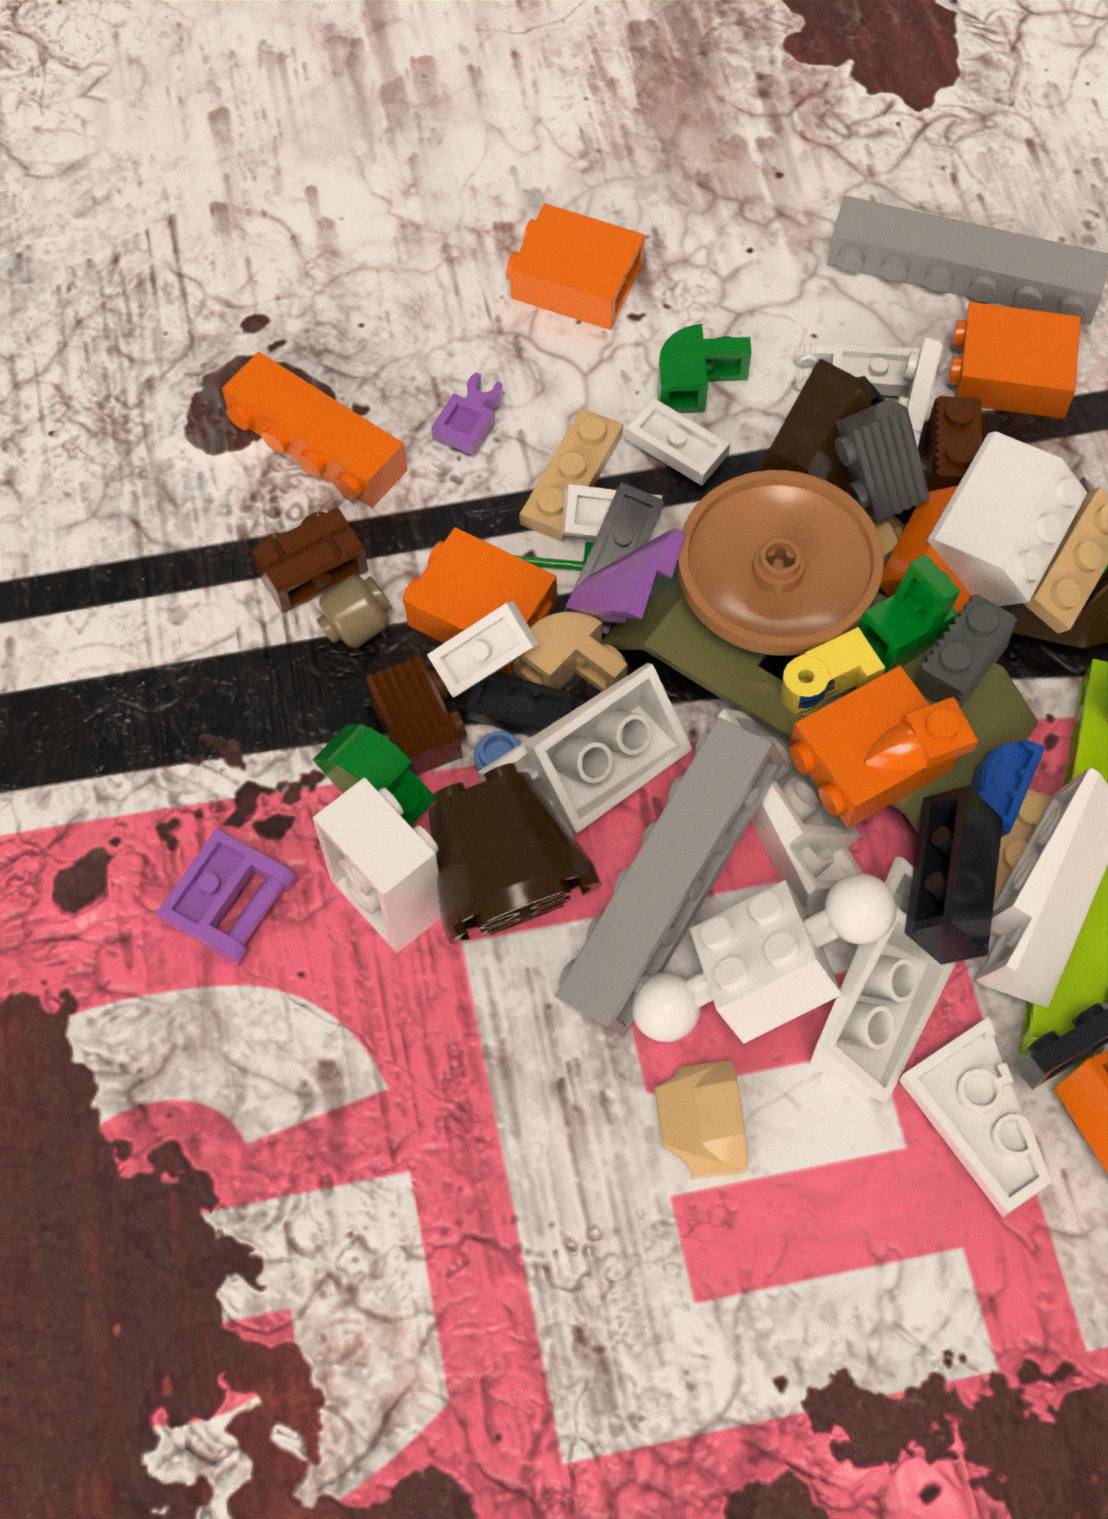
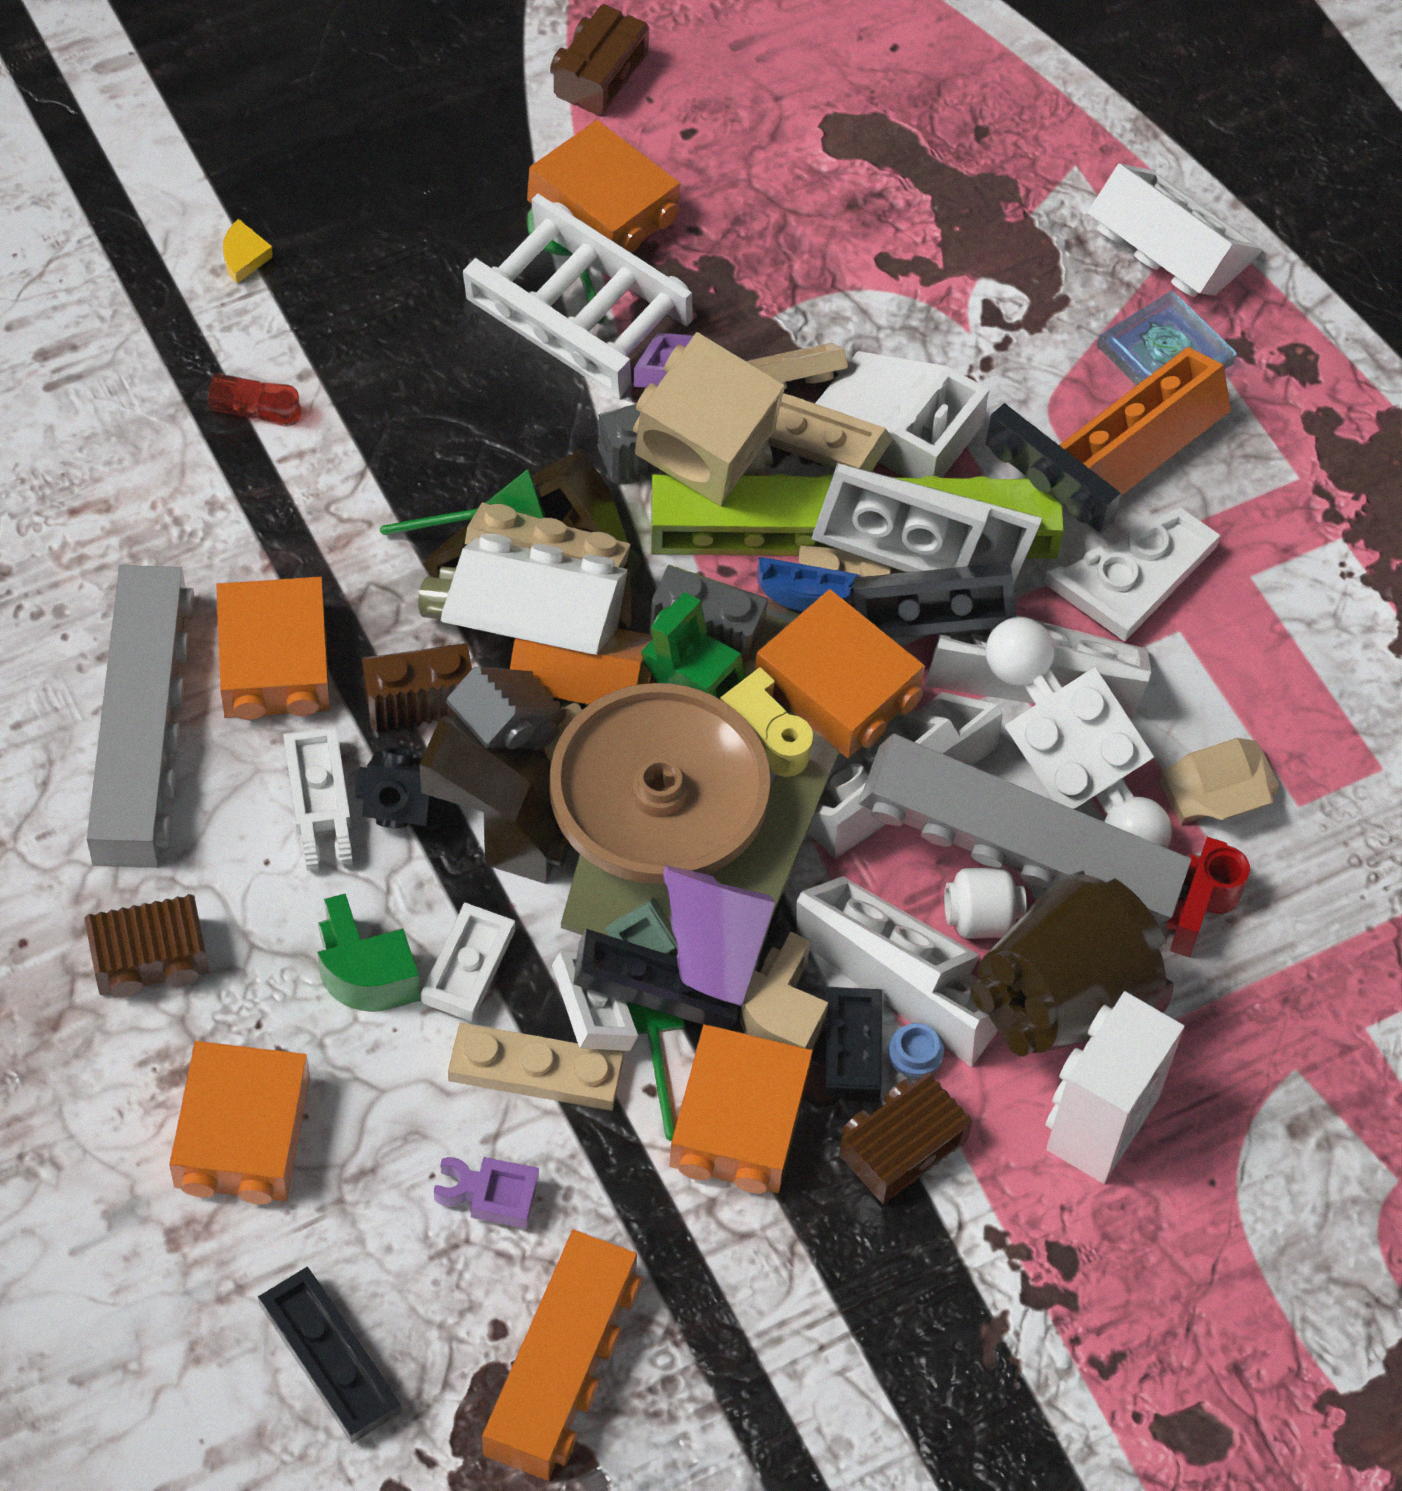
camera: 110 degrees left, 5 degrees down
(213, 885) = (1165, 1284): medium lavender plate -> none
(309, 558) = (741, 1305): reddish brown brick -> none
(354, 611) = (795, 1235): dark tan head -> none
(366, 753) = (988, 1157): green brick -> none
(371, 290) = (329, 1354): none -> black plate
(483, 649) = (826, 1066): white plate -> none
(566, 1031) = (1207, 893): none -> red plate
(617, 838) = (983, 902): none -> white head
(746, 234) = (147, 946): none -> reddish brown brick
(921, 372) = (367, 721): white hinge -> none
(923, 739) = (837, 616): orange plate -> none

